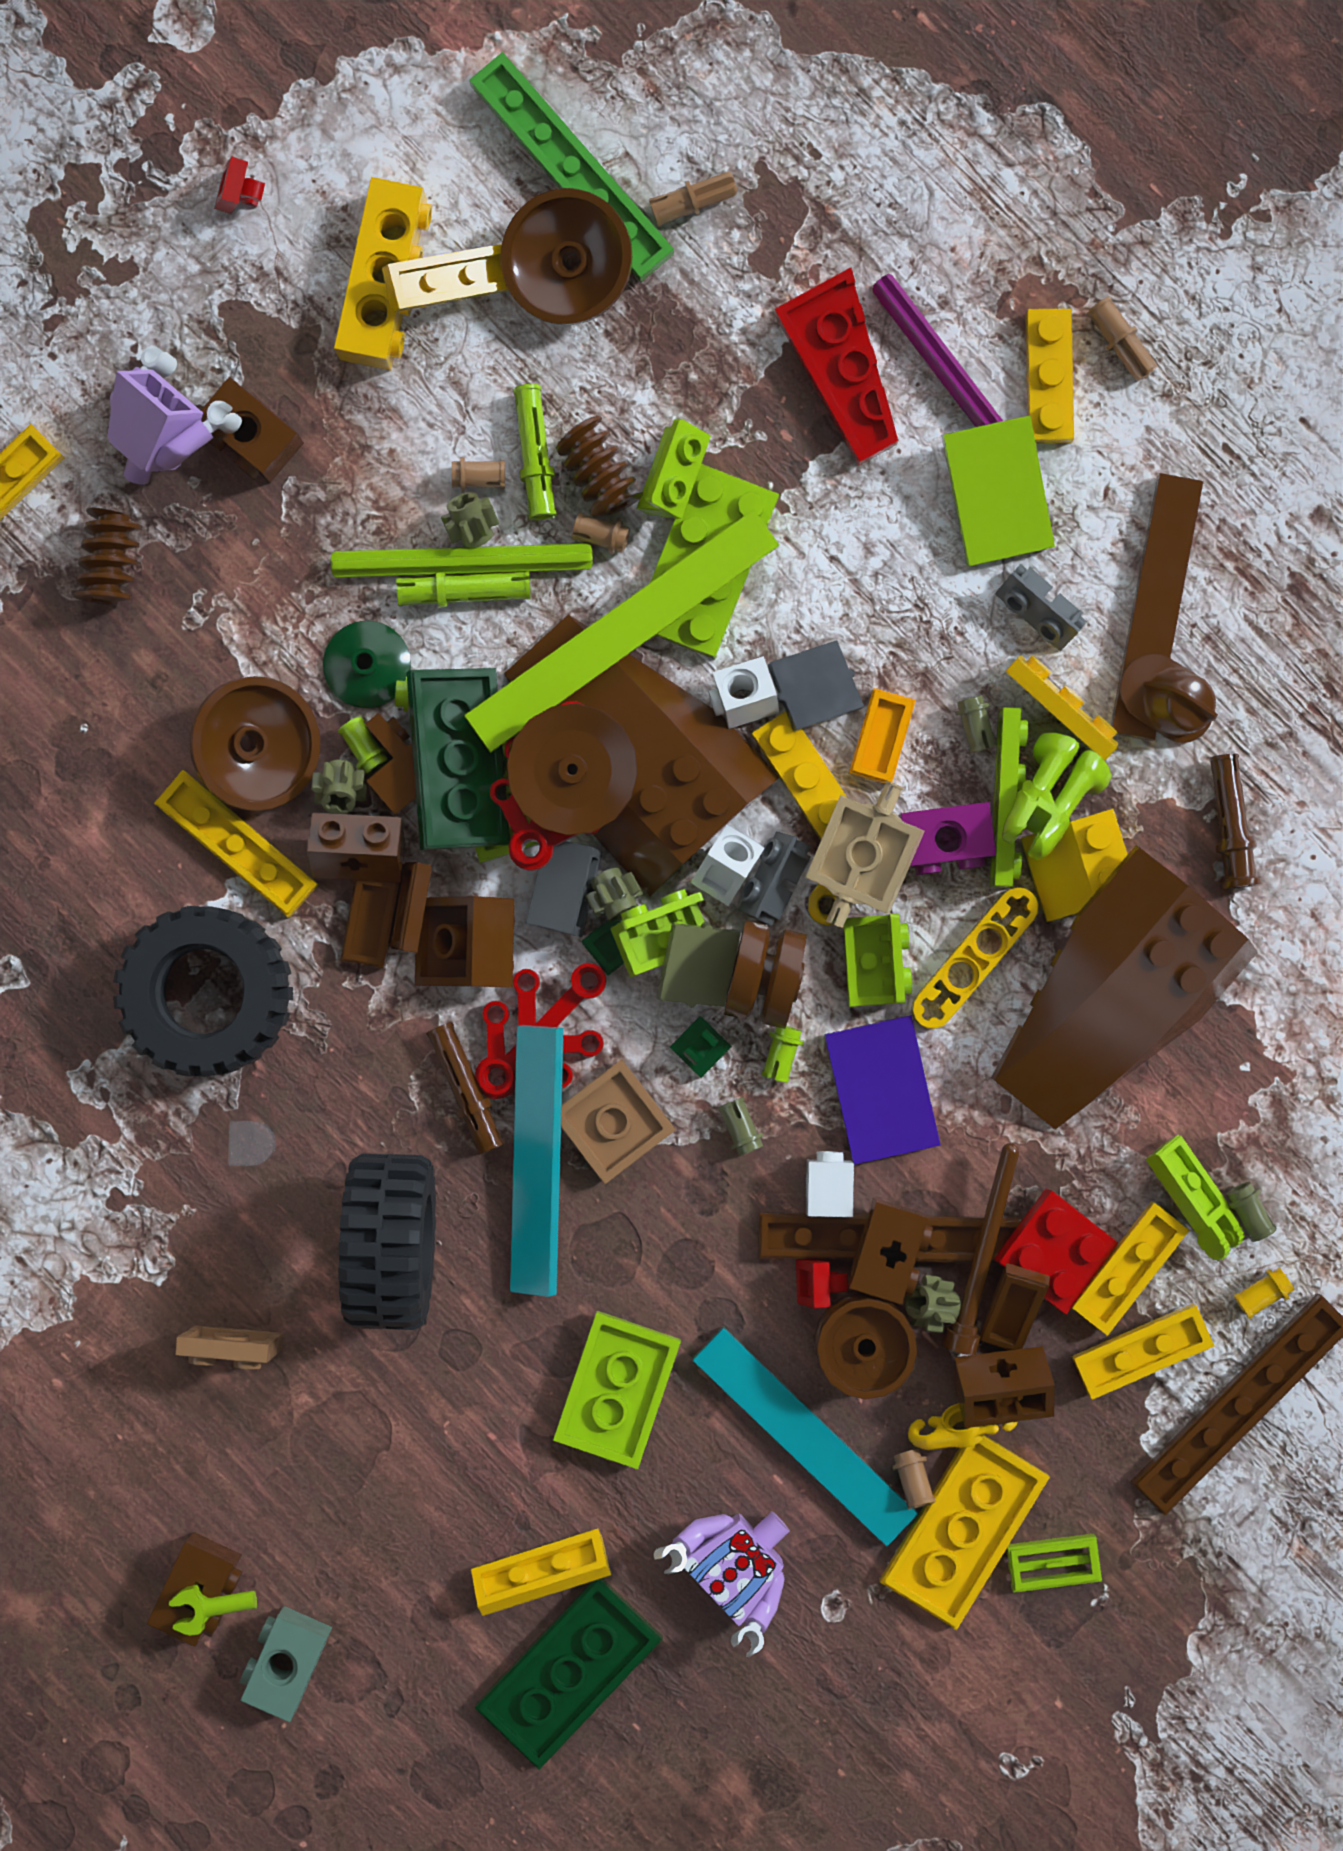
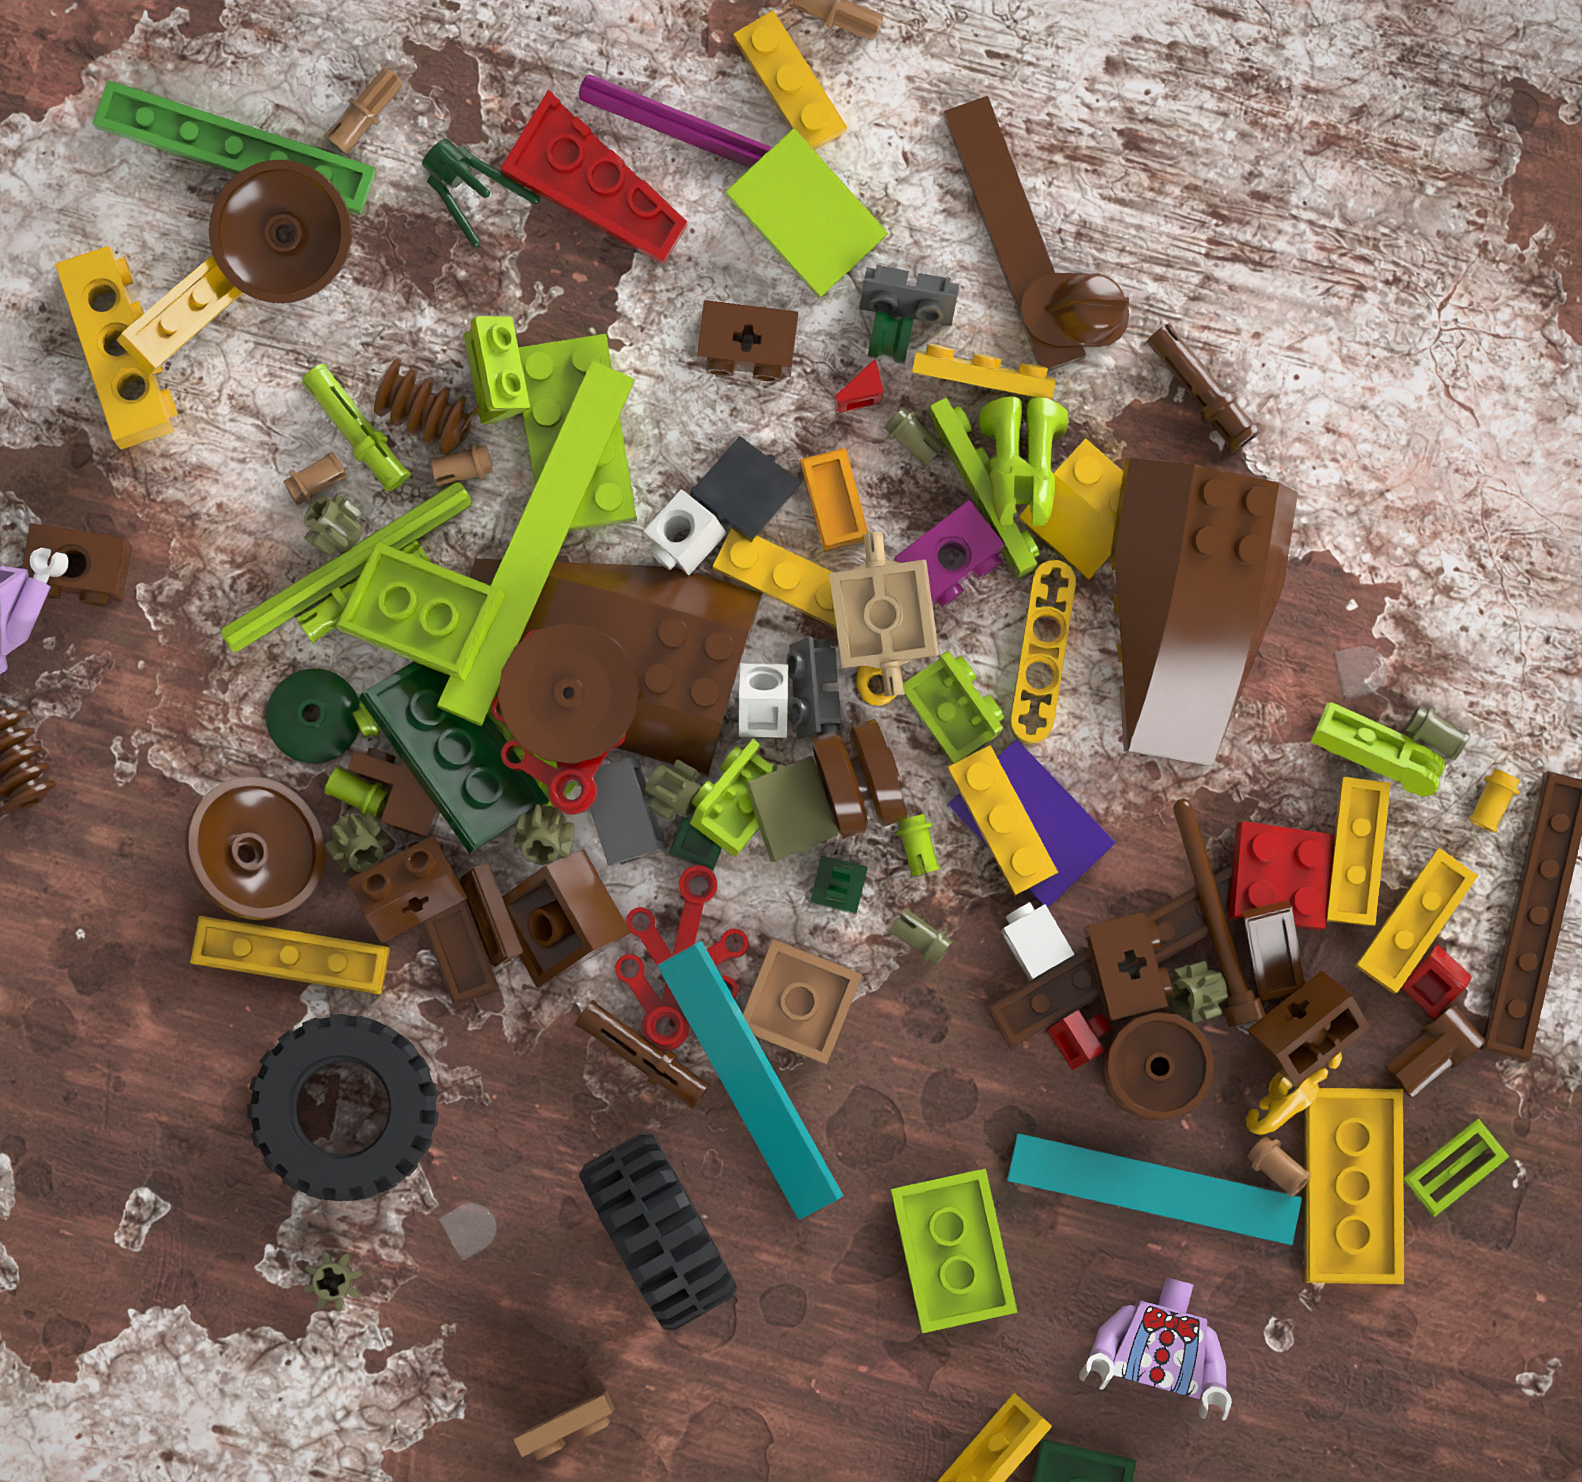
camera: 40 degrees left, 5 degrees down
(108, 1129) = (322, 1273): none -> olive gear
(487, 870) = (544, 835): none -> olive gear
(496, 631) = (420, 611): none -> lime tile
(736, 285) = (452, 167): none -> dark green plant
(860, 1074) = (1002, 820): none -> yellow plate
(878, 545) = (724, 330): none -> reddish brown brick
(956, 662) = (861, 391): none -> red slope
(1005, 632) = (890, 337): none -> dark green wheel
(1104, 1461) = (1442, 1044): none -> reddish brown piece
(1129, 1408) = (1436, 981): none -> red slope
(1219, 1124) = (1359, 671): none -> clear tile

